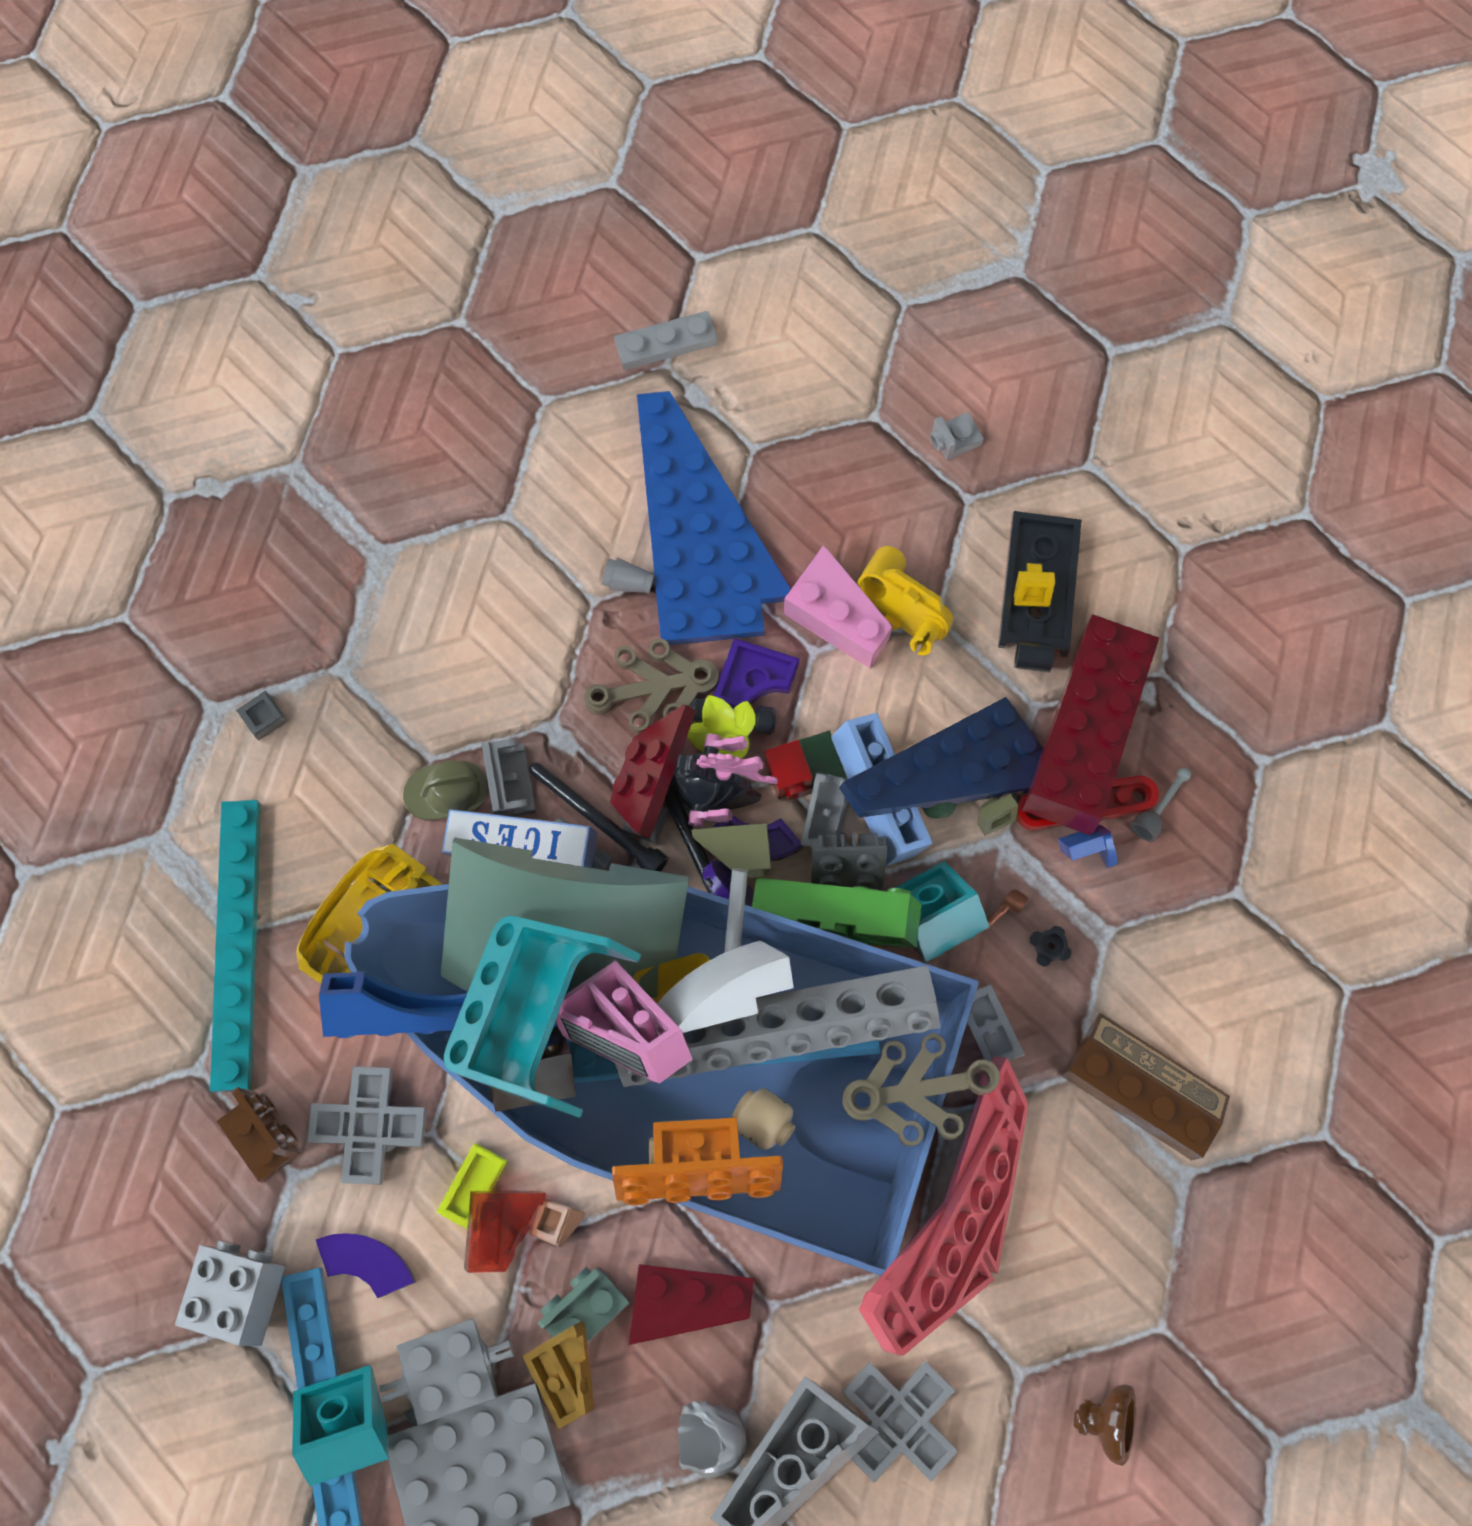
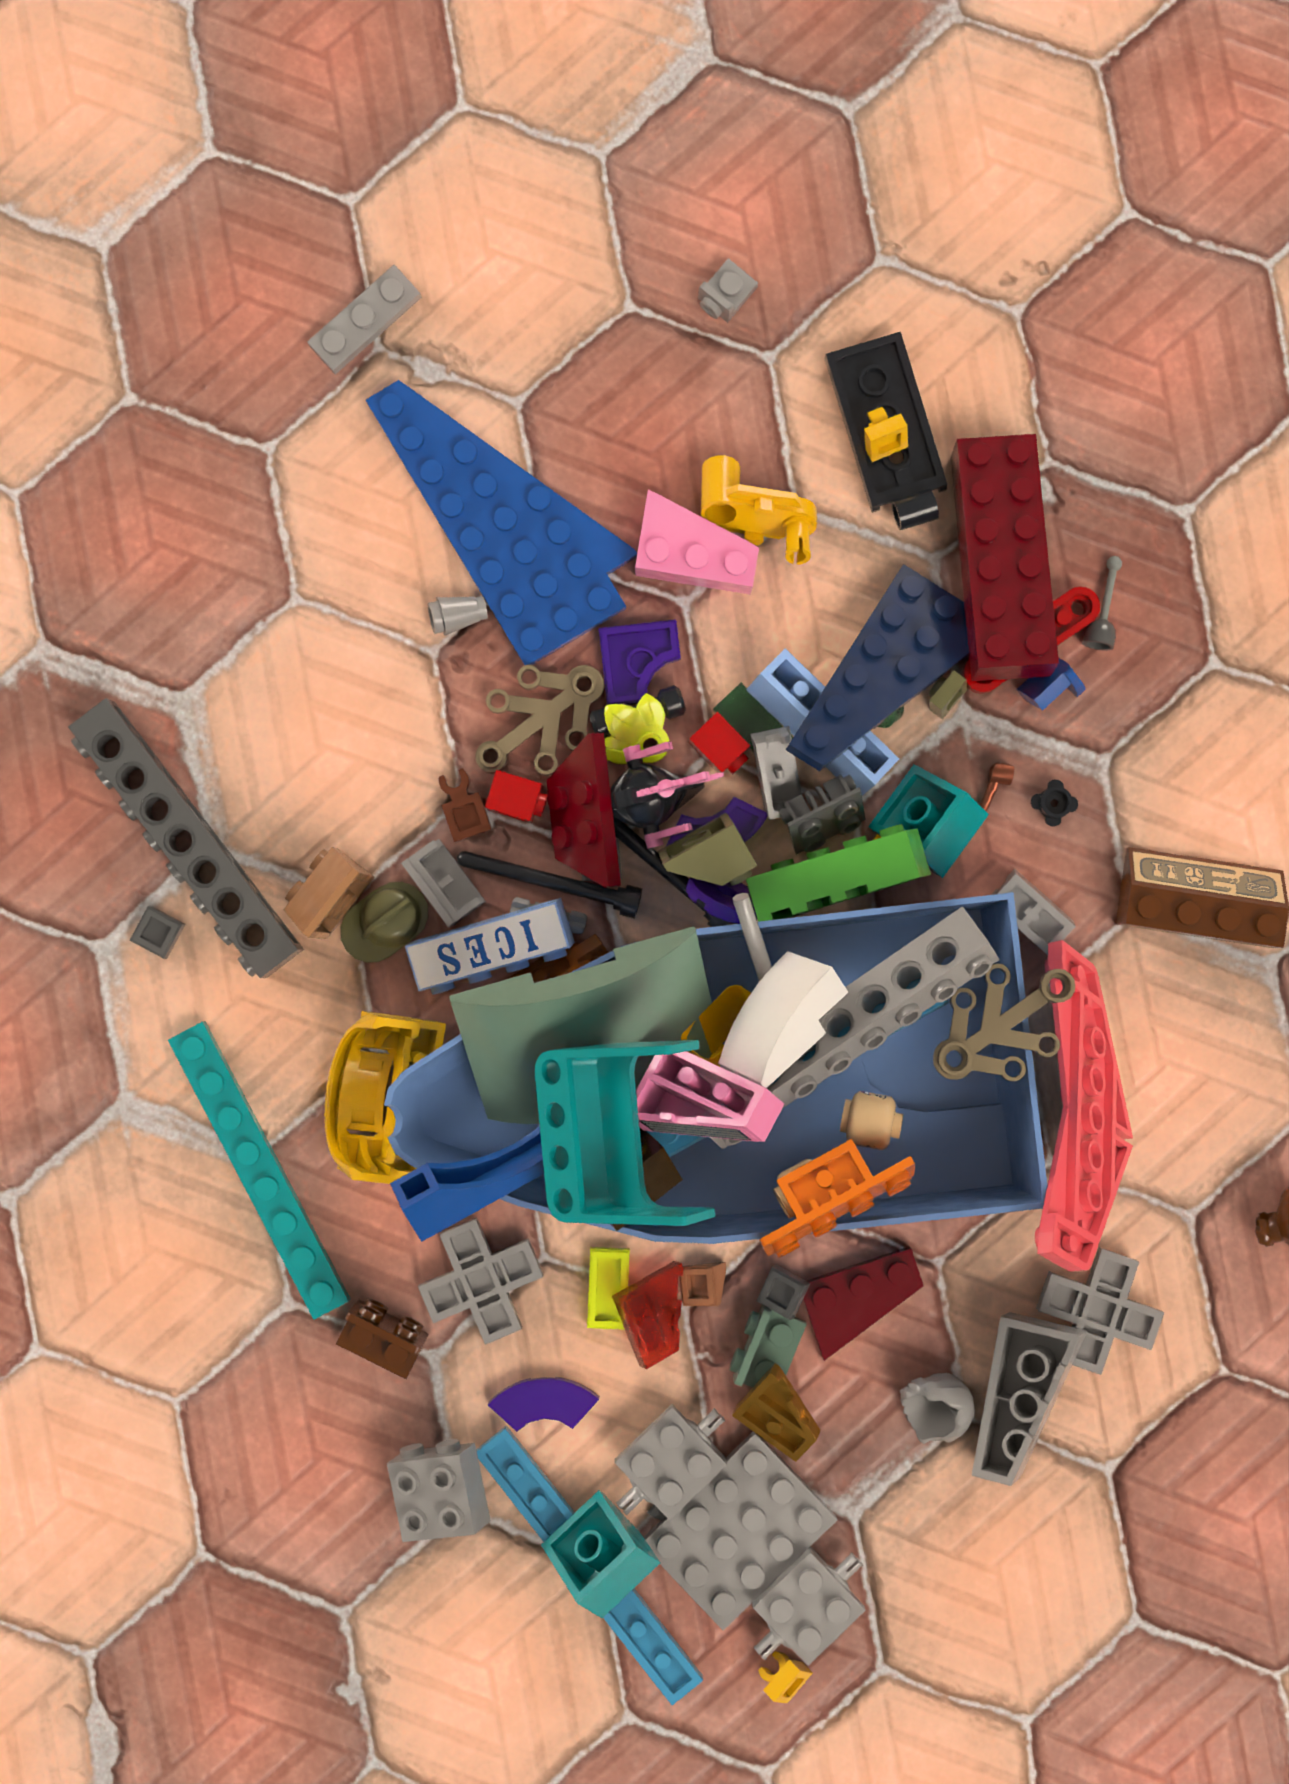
camera: 25 degrees left, 15 degrees up
(350, 766) = (109, 722): none -> dark grey brick
(411, 743) = (326, 894): none -> medium nougat slope
(555, 732) = (465, 812): none -> copper plate
(601, 736) = (516, 797): none -> red brick
(622, 1263) = (783, 1292): none -> dark grey tile

